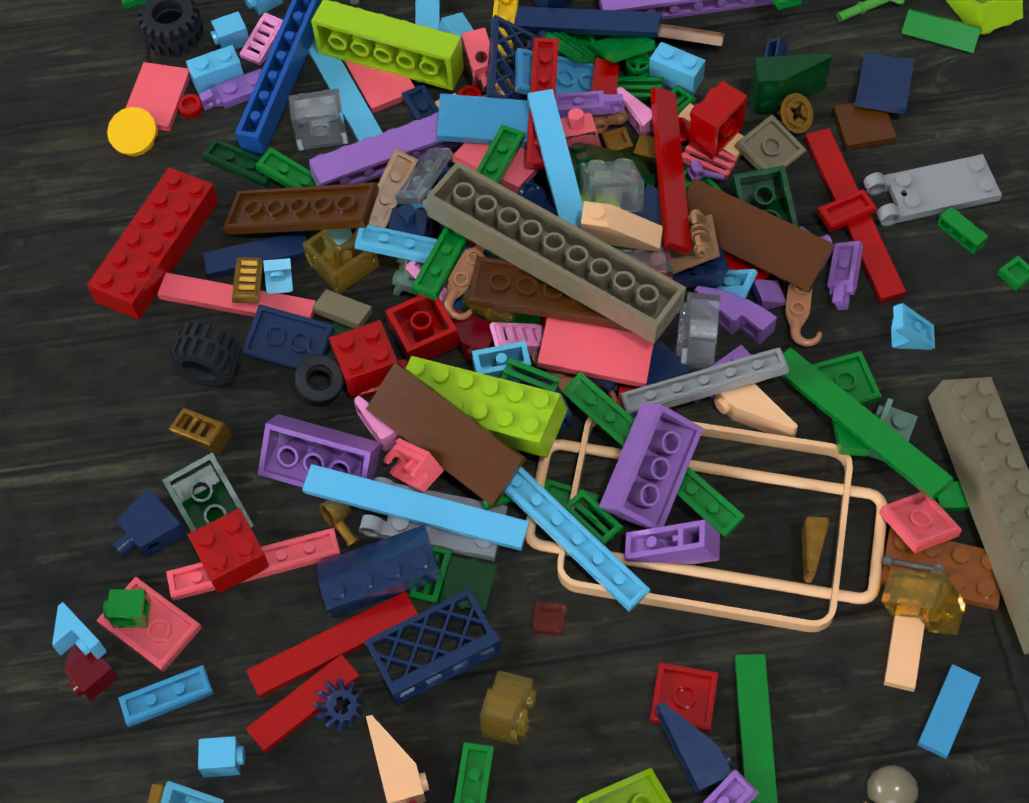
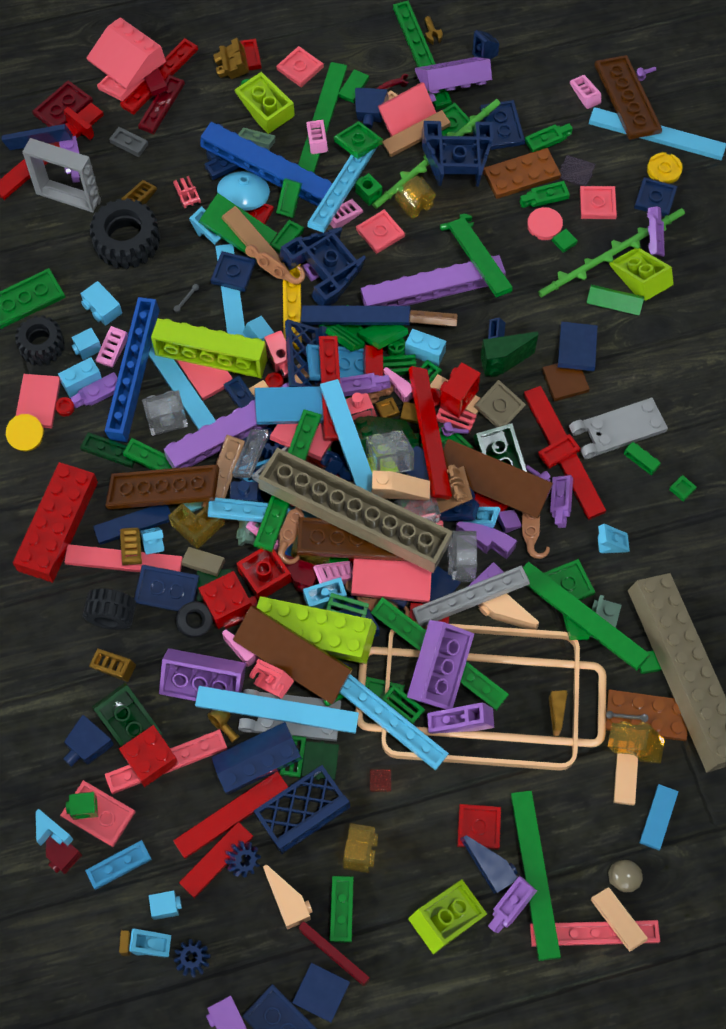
camera: 10 degrees left, 5 degrees up
(803, 111) = (520, 373): pearl gold gear -> none
(920, 522) = (628, 684): coral tile -> none

